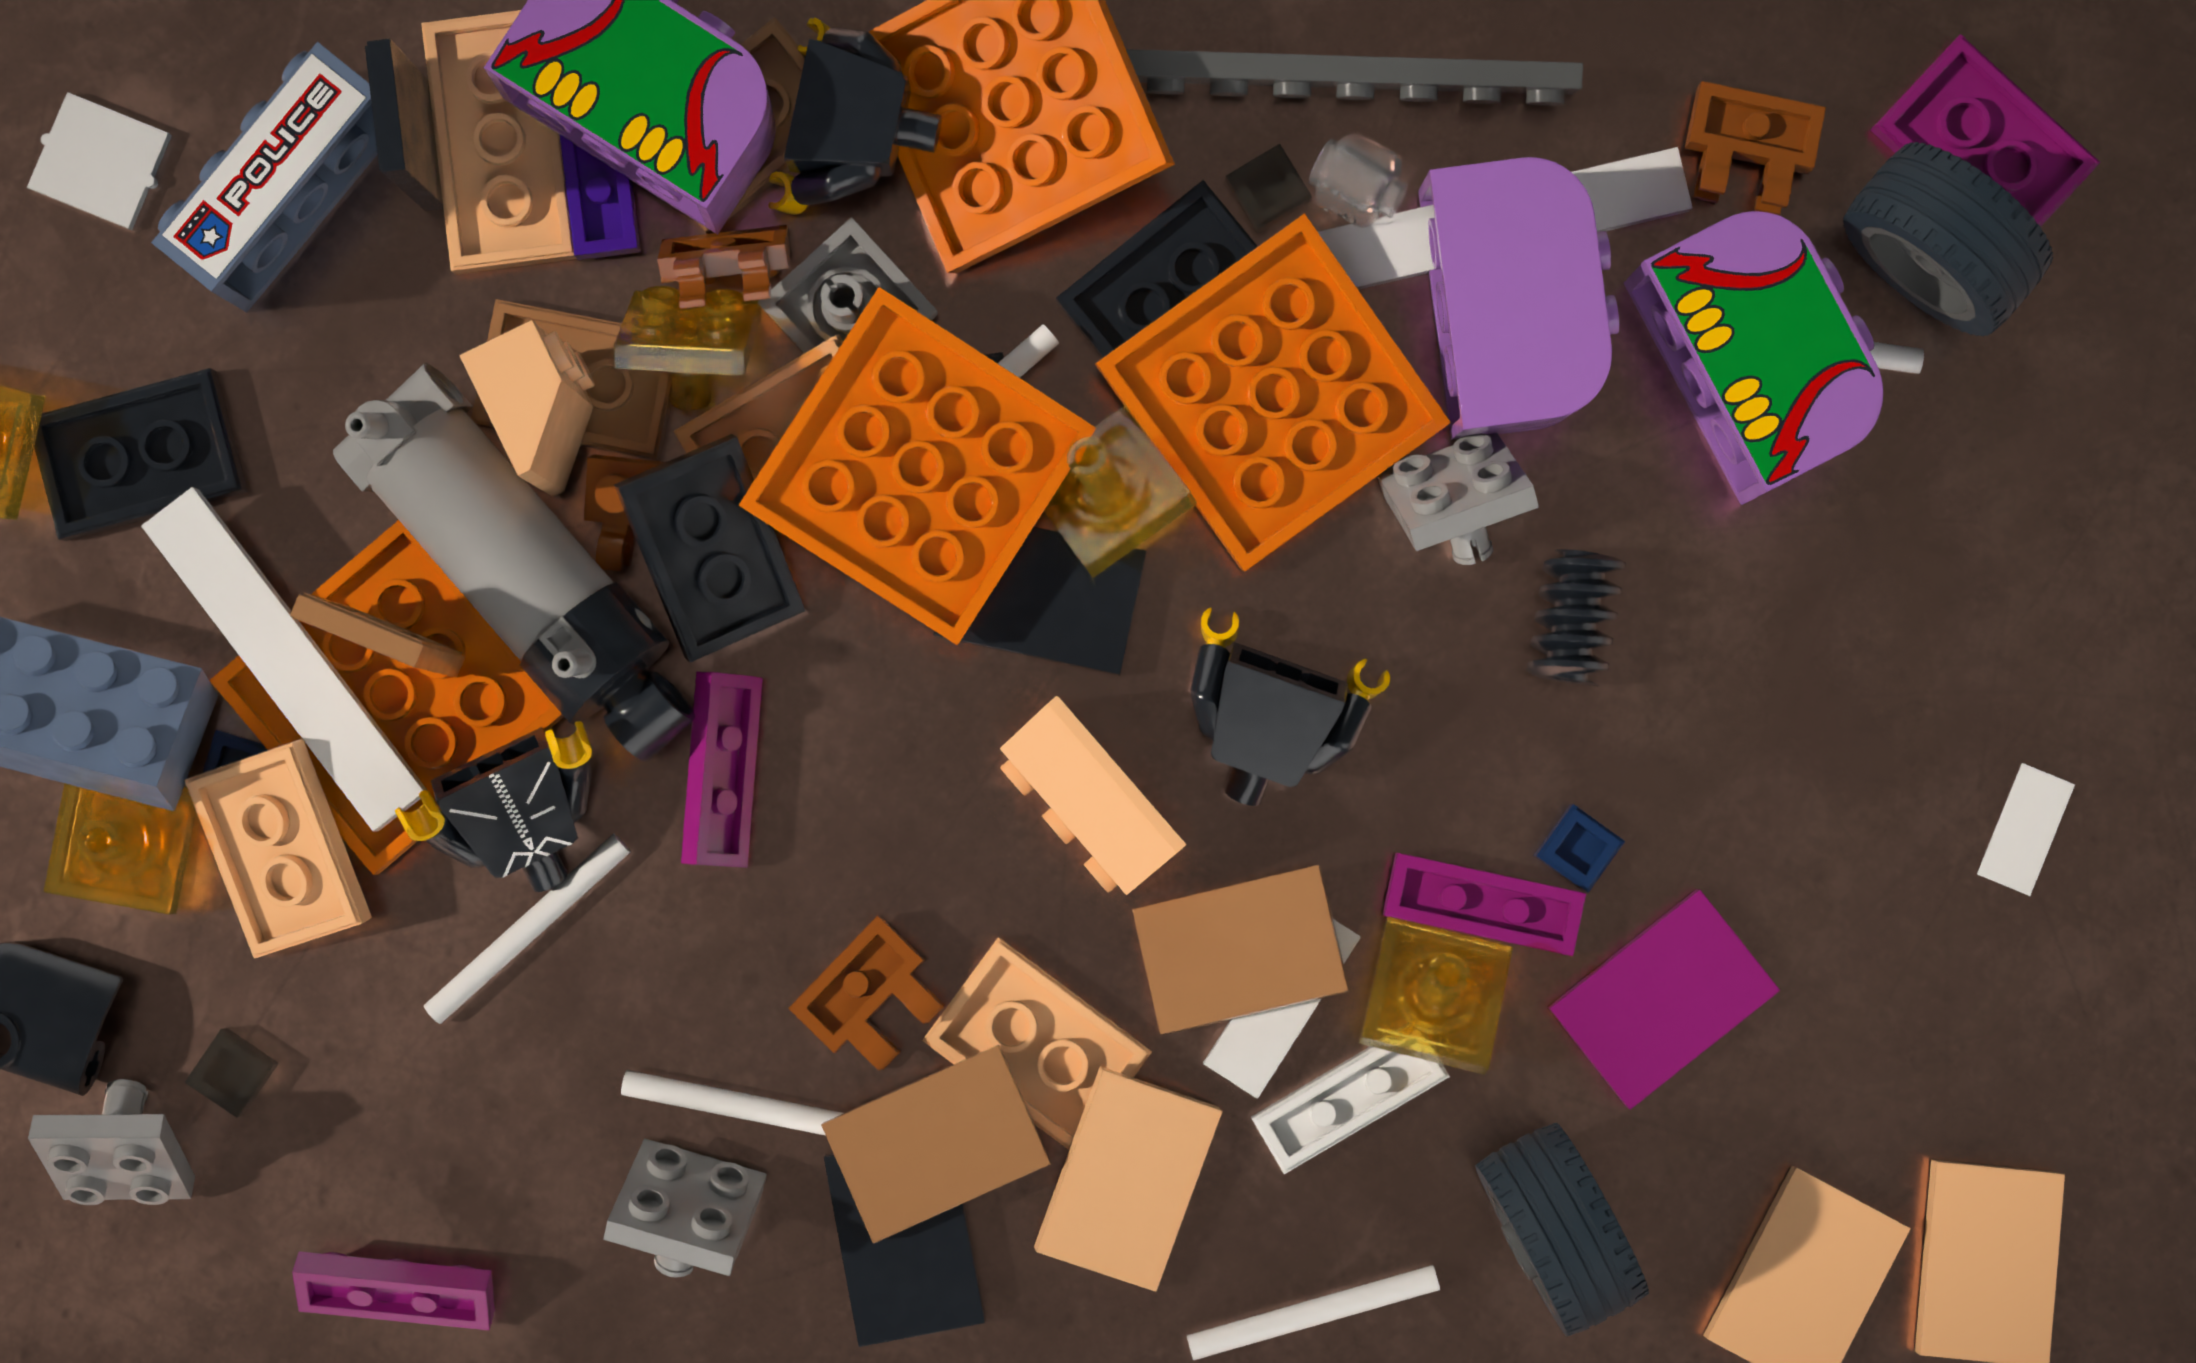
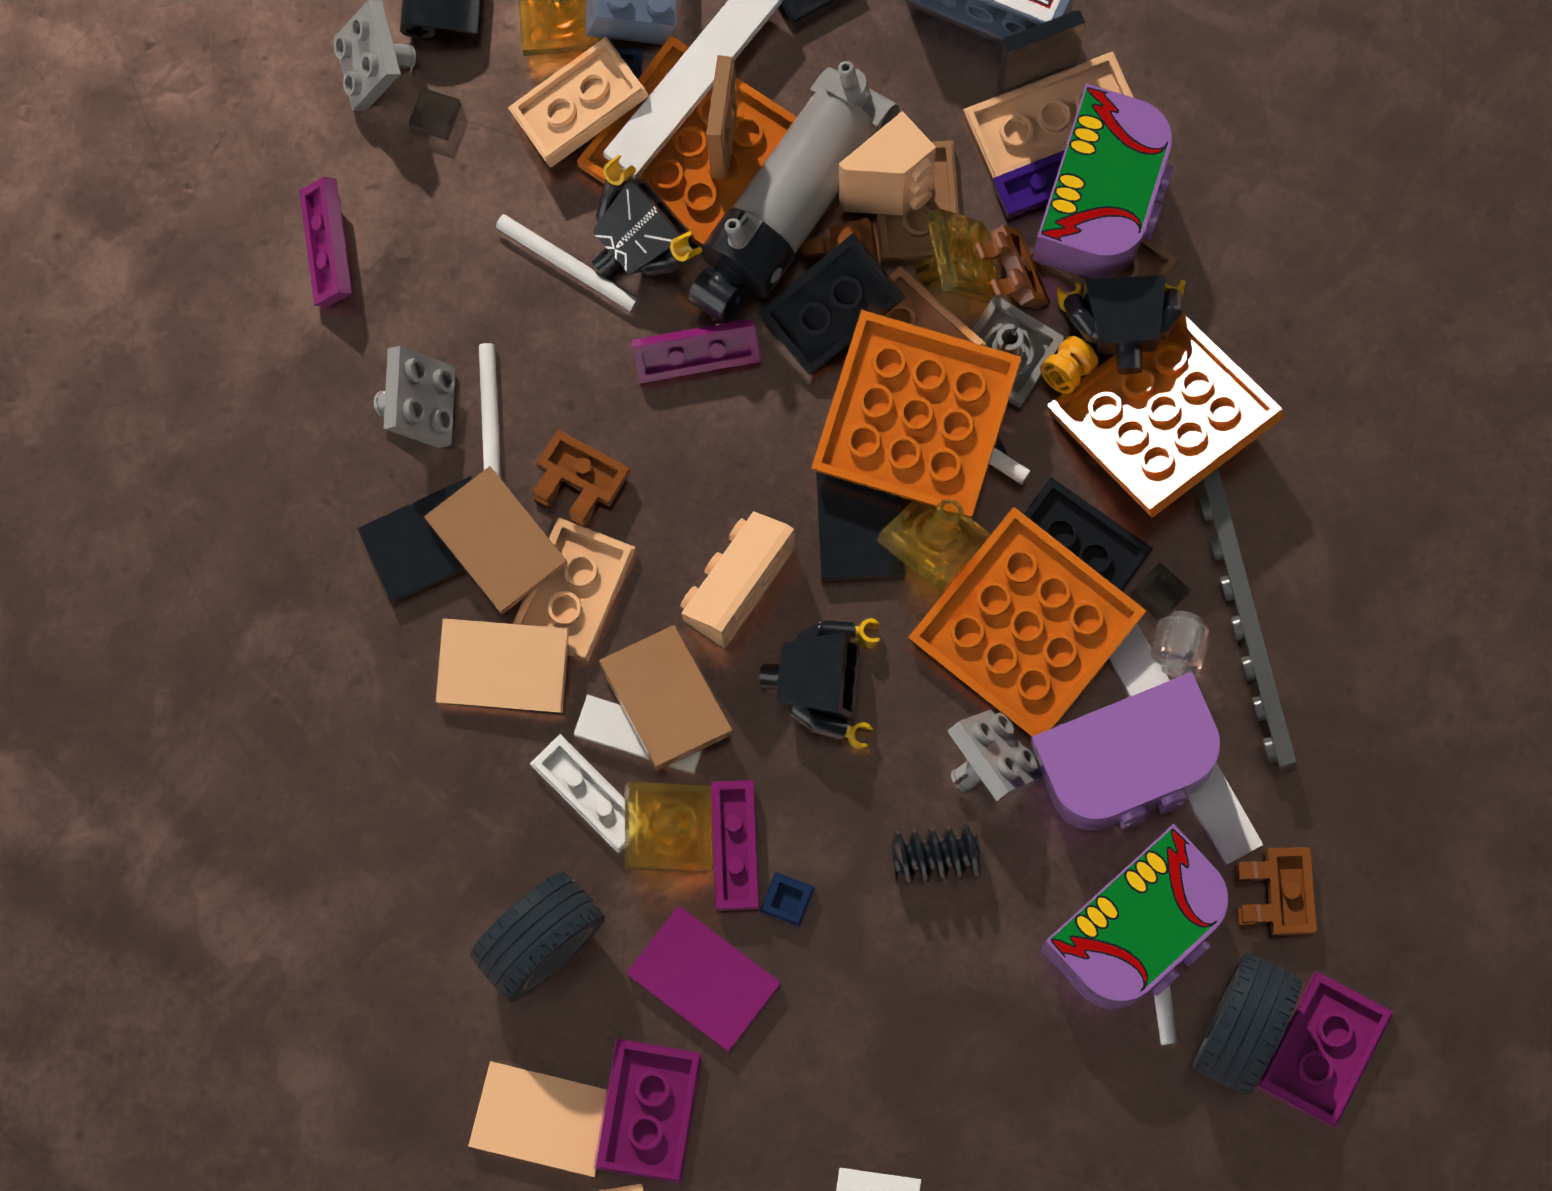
camera: 75 degrees right, 10 degrees down
(901, 227) = (1066, 367): none -> light orange wheel
(1313, 1312) = (446, 806): white bar -> none
(1835, 1128) = (647, 1111): none -> magenta tile

